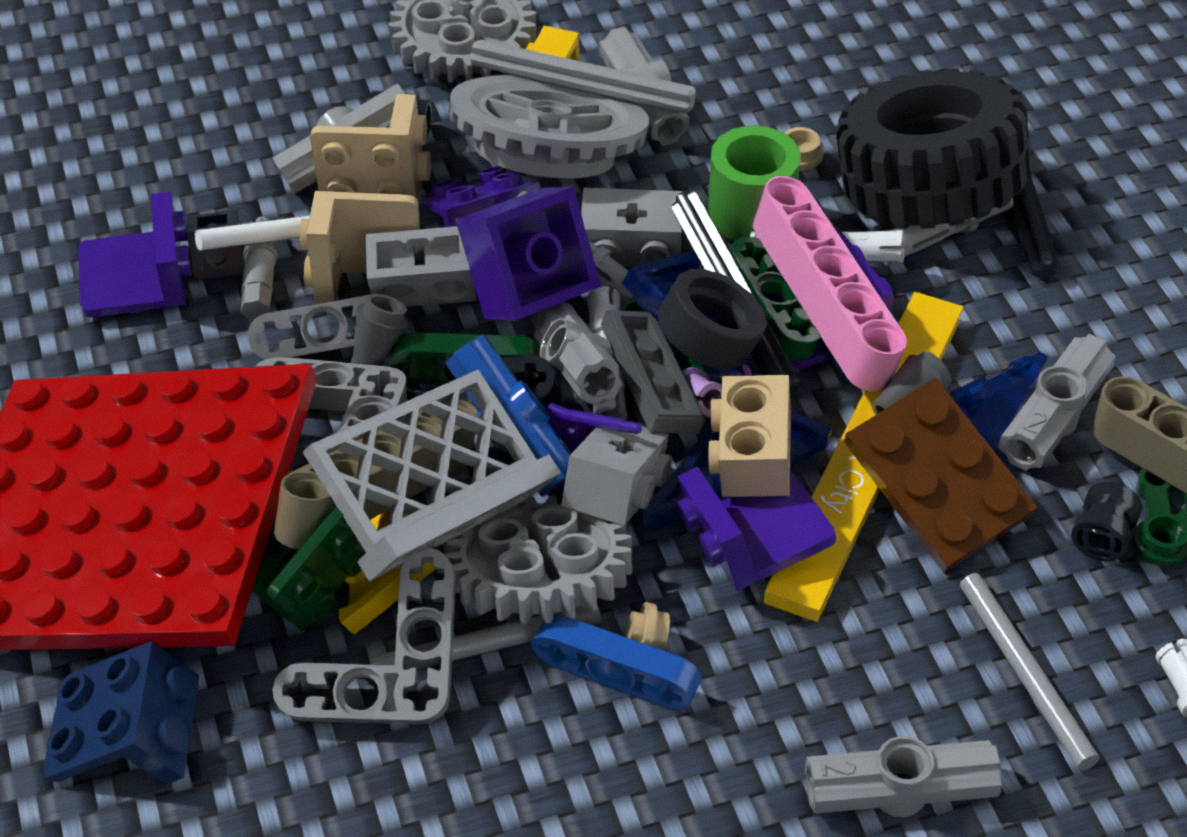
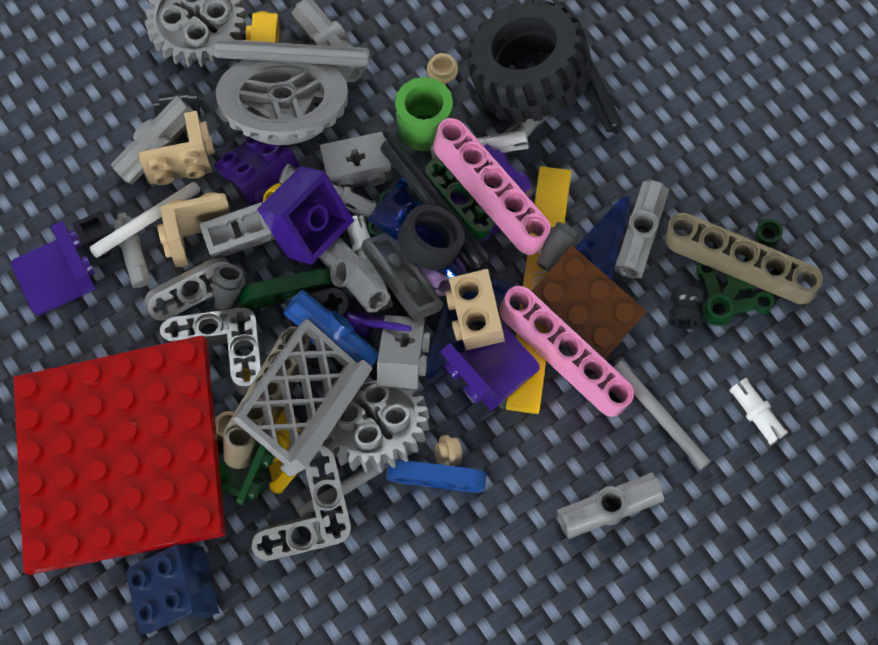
camera: 15 degrees left, 20 degrees up
(889, 533) = (570, 367): none -> bright pink beam

